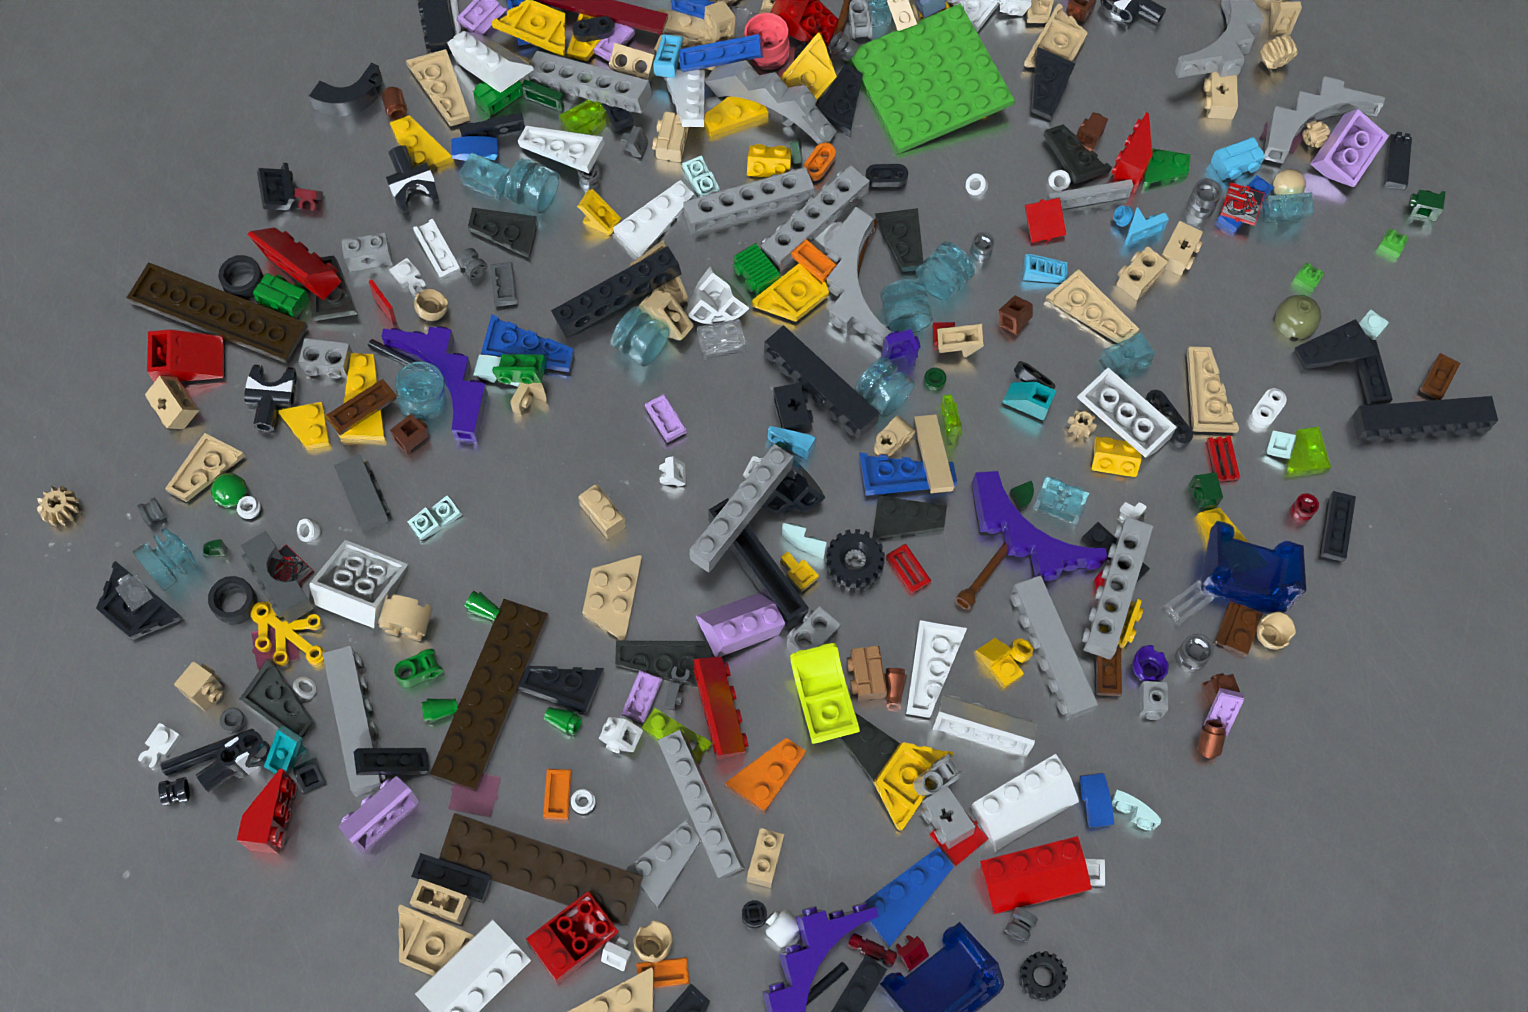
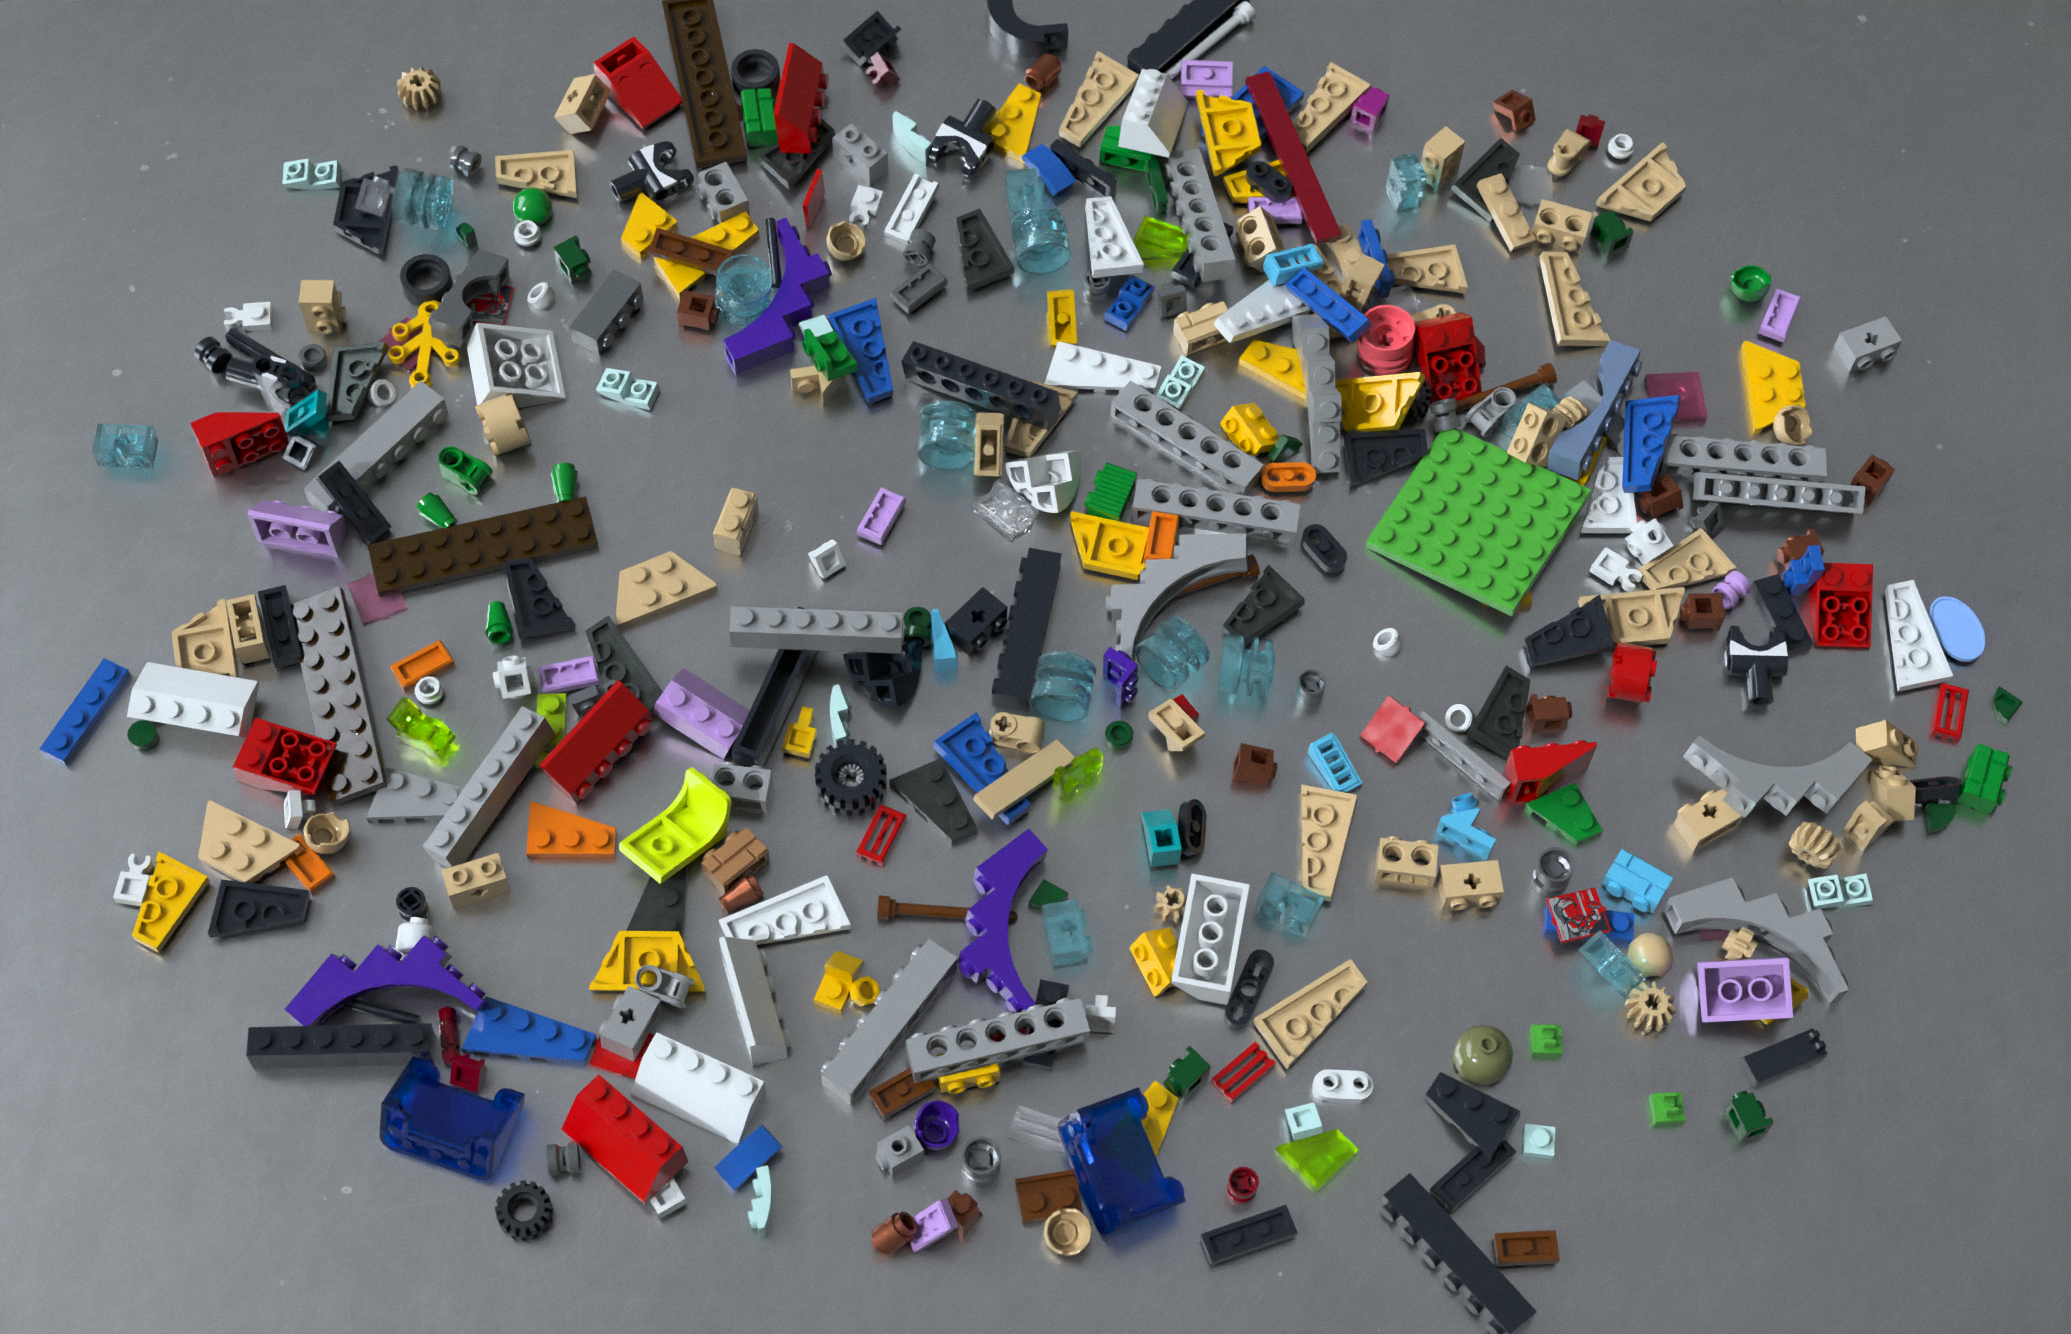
camera: 55 degrees right, 5 degrees down
(69, 628) = (309, 176): none -> light aqua slope
(194, 914) = (125, 446): none -> clear light blue brick
(299, 489) = (572, 260): none -> dark green brick
(370, 214) = (906, 132): none -> light aqua slope
(616, 168) = (1130, 303): none -> blue slope
(617, 825) = (420, 731): none -> clear neon green brick
(760, 445) = (917, 616): none -> dark green tile
(1016, 32) = (1613, 568): none -> white plate
(1101, 67) = (1632, 673): none -> red brick
(1311, 61) = (1840, 892): none -> light aqua slope
(1327, 206) = (1646, 1016): none -> tan gear

